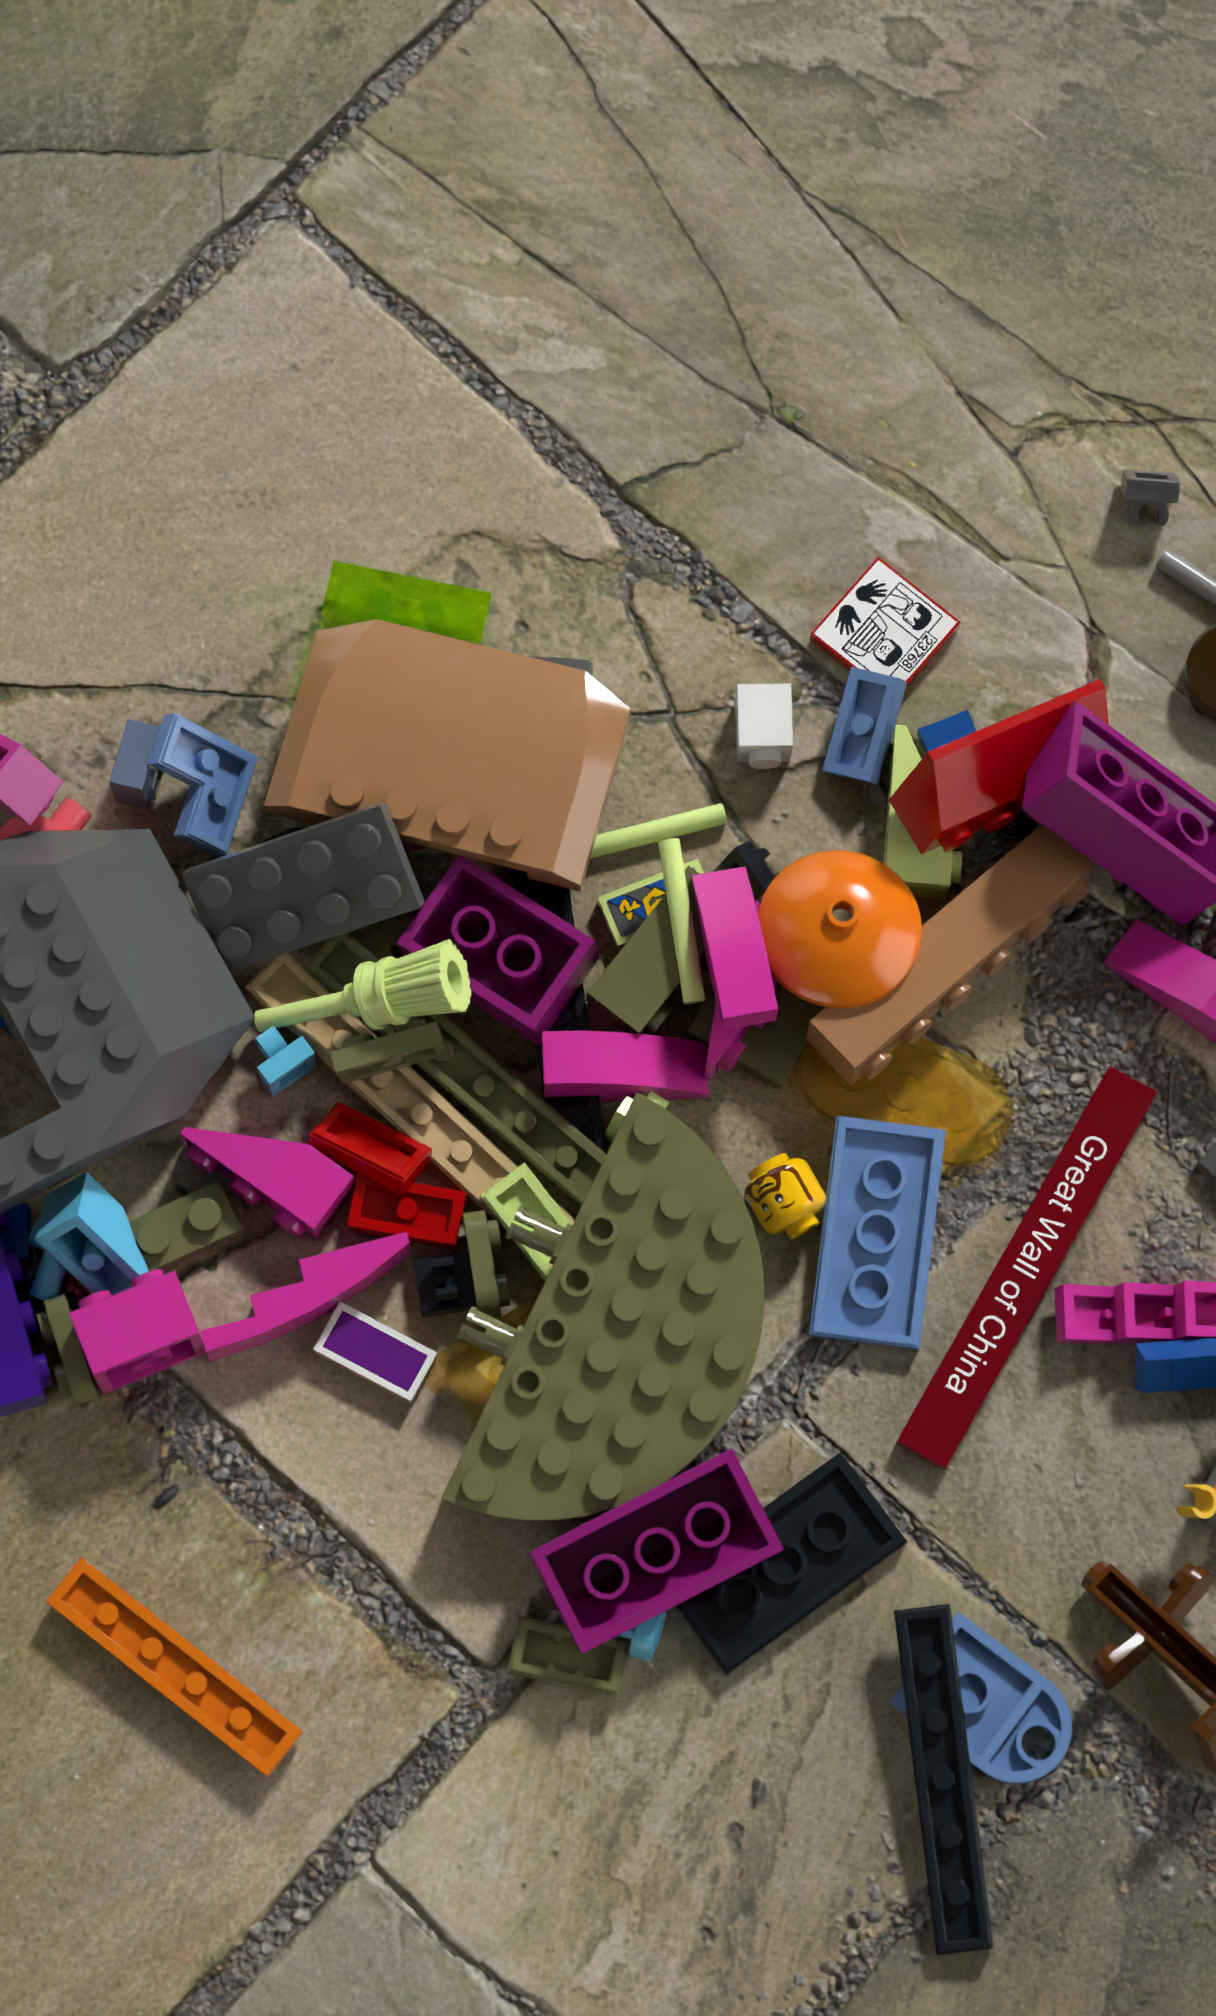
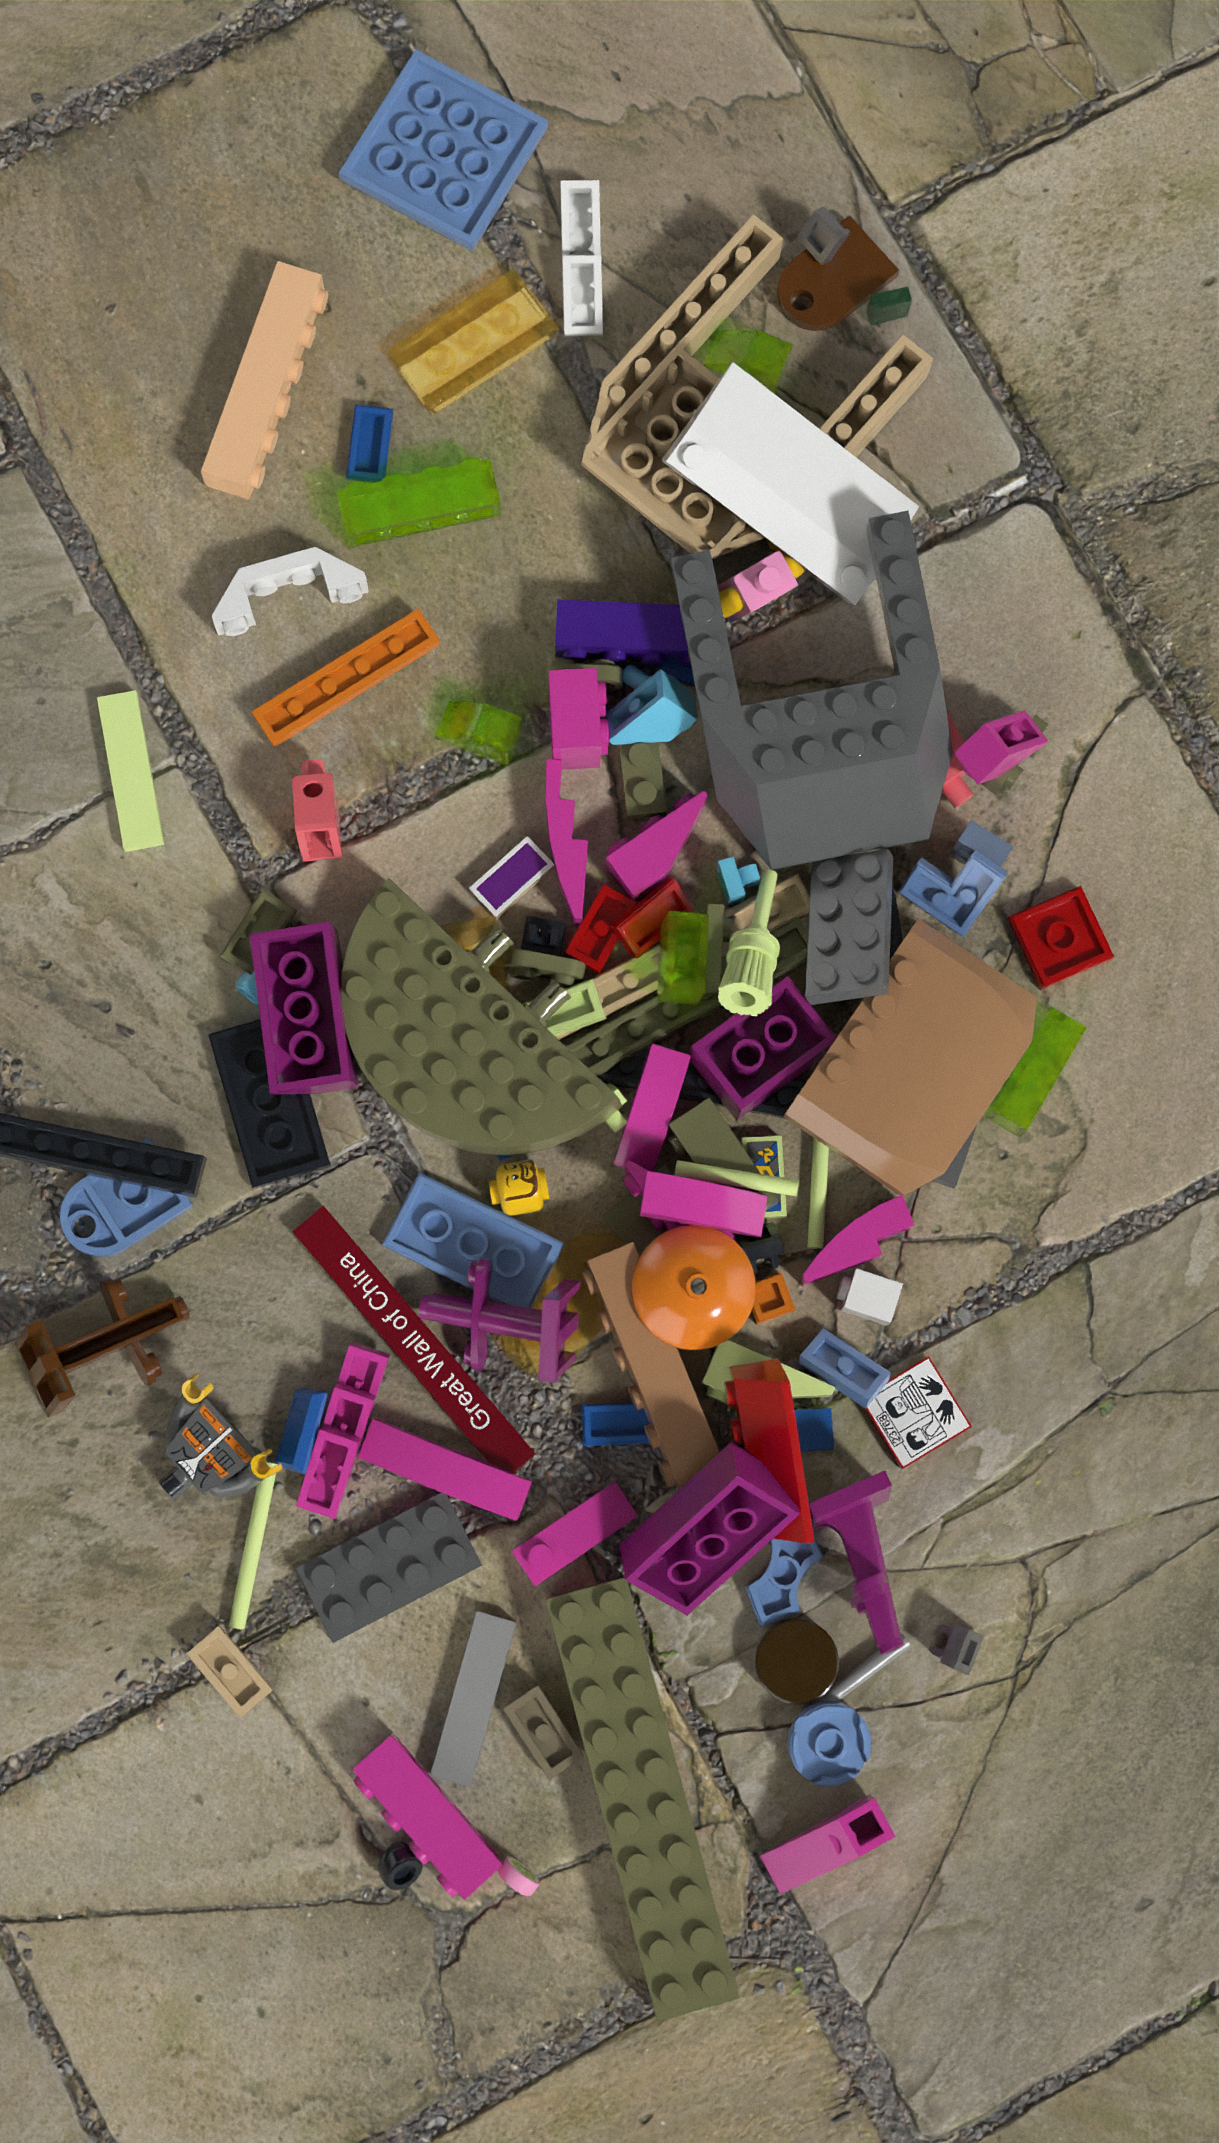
camera: 105 degrees right, 5 degrees up
(37, 1729) = (234, 611): none -> white slope
(188, 1461) = (480, 729): none -> clear neon green slope
(217, 639) = (1060, 938): none -> red tile
(399, 1627) = (316, 813): none -> coral torso
(401, 1916) = (130, 771): none -> yellowish green tile
(417, 1082) = (683, 957): none -> clear neon green brick
(700, 761) = (858, 1241): none -> dark pink slope
(804, 839) = (771, 1299): none -> orange tile
(959, 1112) = (548, 1326): none -> magenta piece
(1036, 986) = (613, 1424): none -> blue tile
(1050, 650) = (852, 1517): none -> magenta piece
(1160, 725) = (775, 1591): none -> medium blue tile
(1173, 1167) = (445, 1469): none -> dark pink slope

